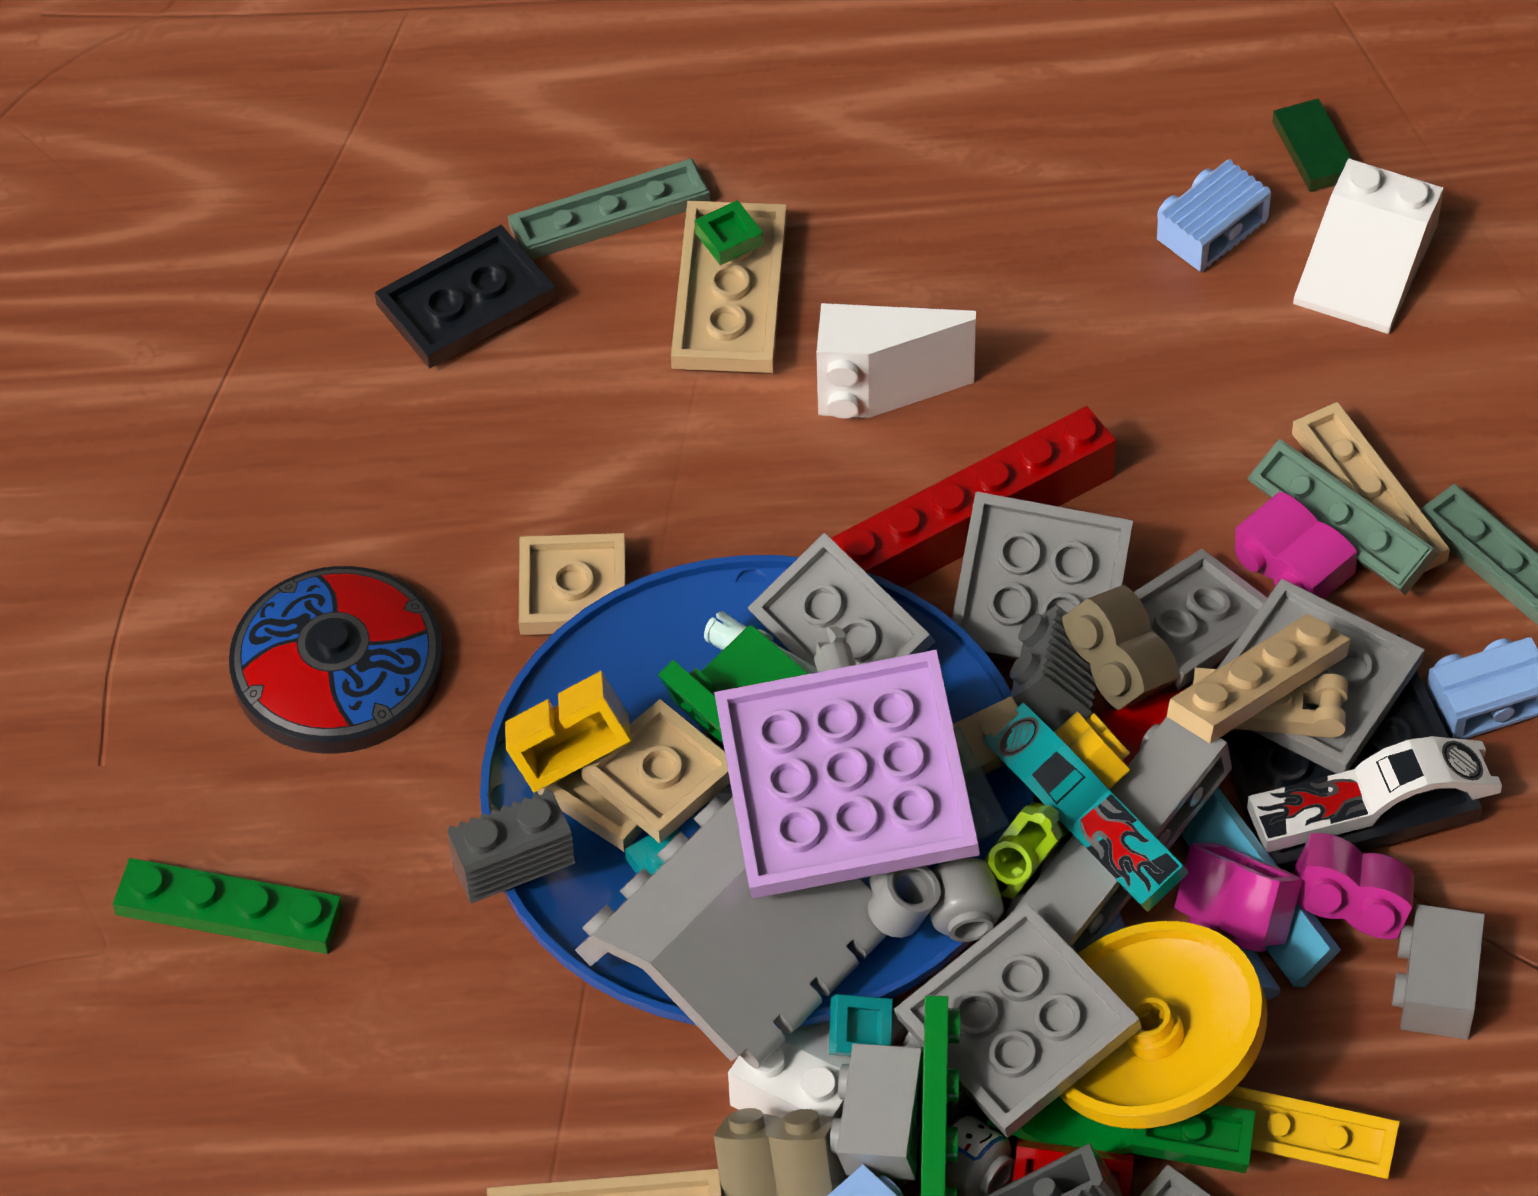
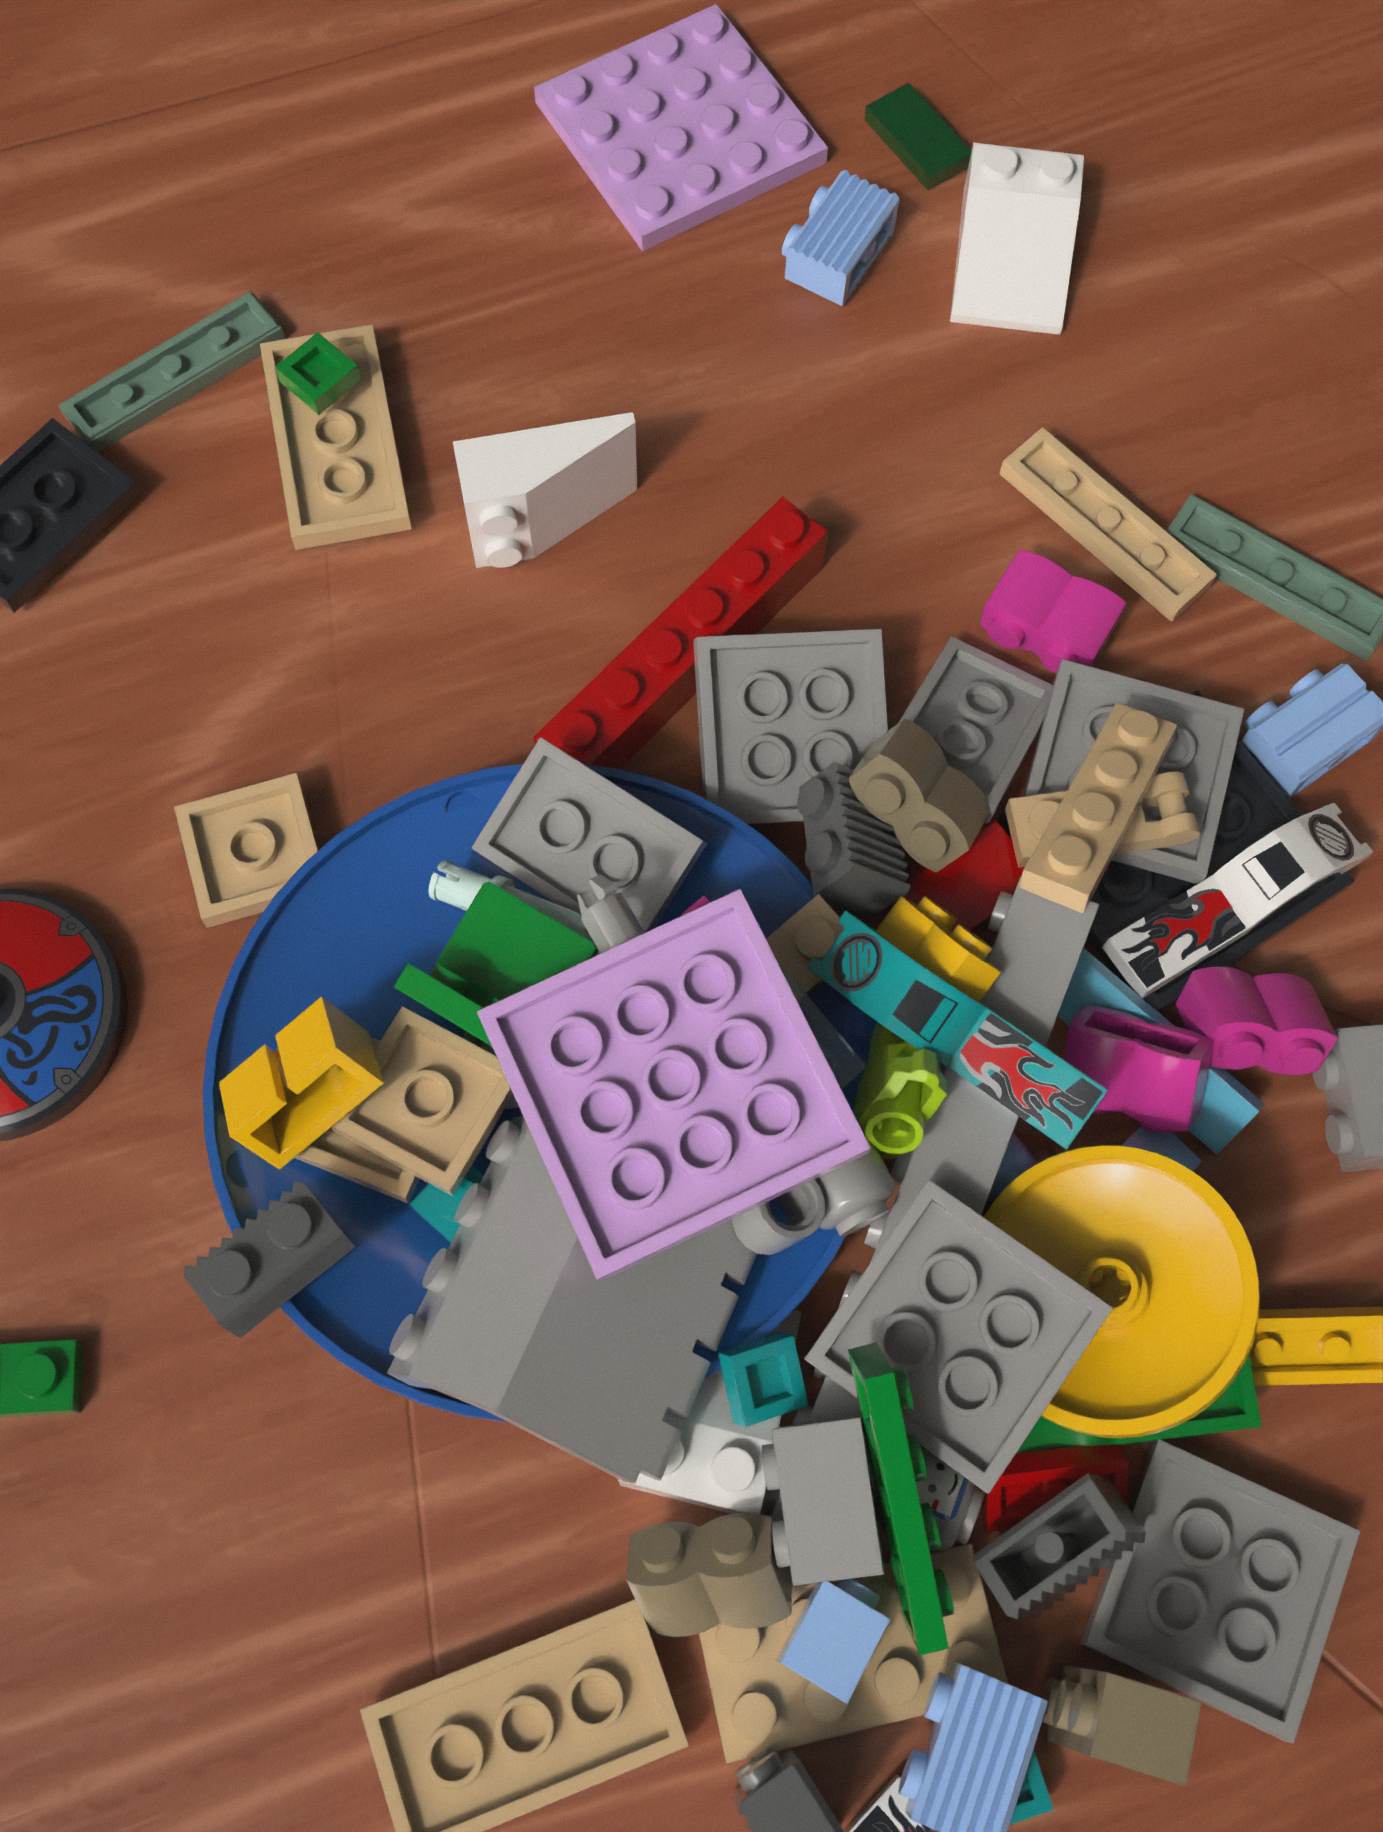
camera: 20 degrees left, 15 degrees up
(1104, 96) = (680, 126): none -> lavender plate
(1379, 540) = (1149, 585): sand green tile -> none

